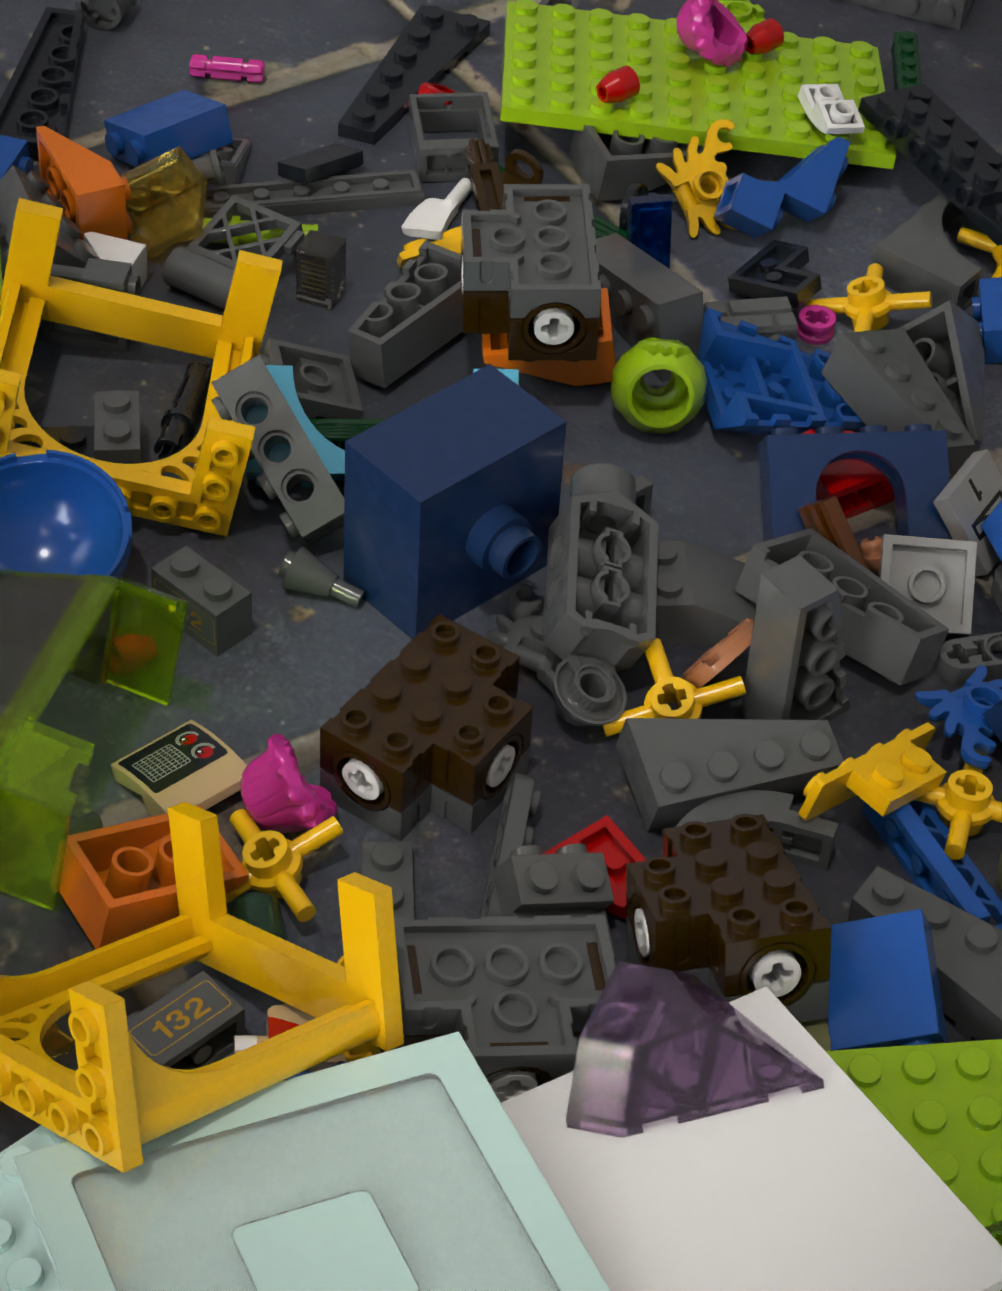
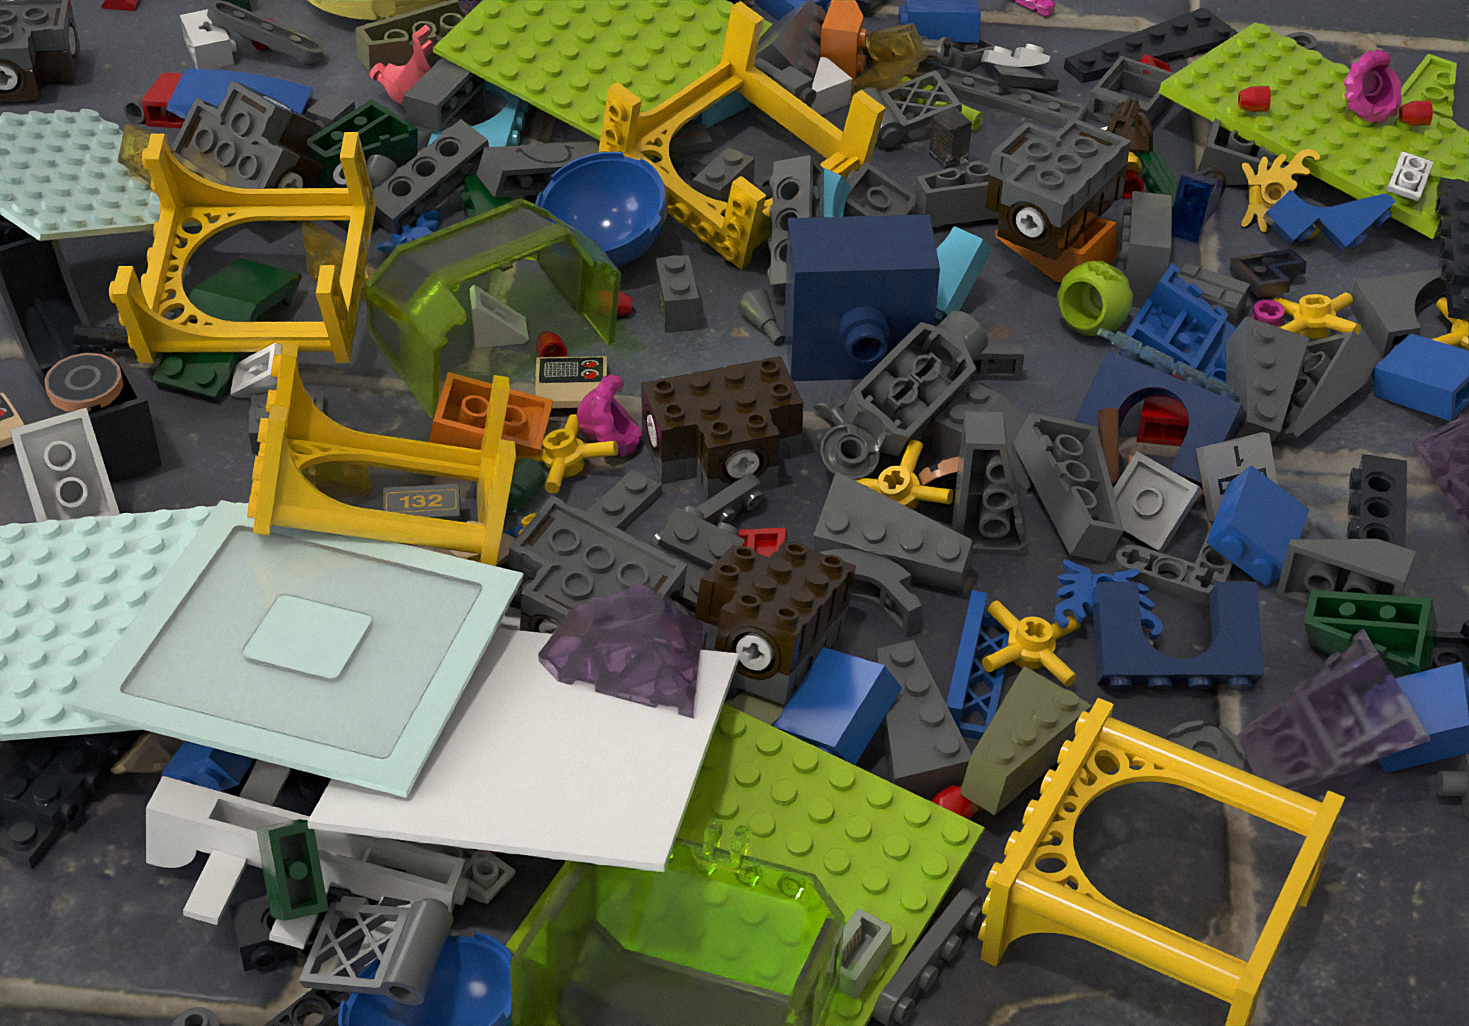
camera: 40 degrees right, 0 degrees up
(112, 741) = (550, 345): none -> red hose
(288, 142) = (1023, 57): none -> white slope
(809, 420) = (1154, 356): none -> clear light blue windscreen
(882, 777) = (977, 592): yellow bracket -> none

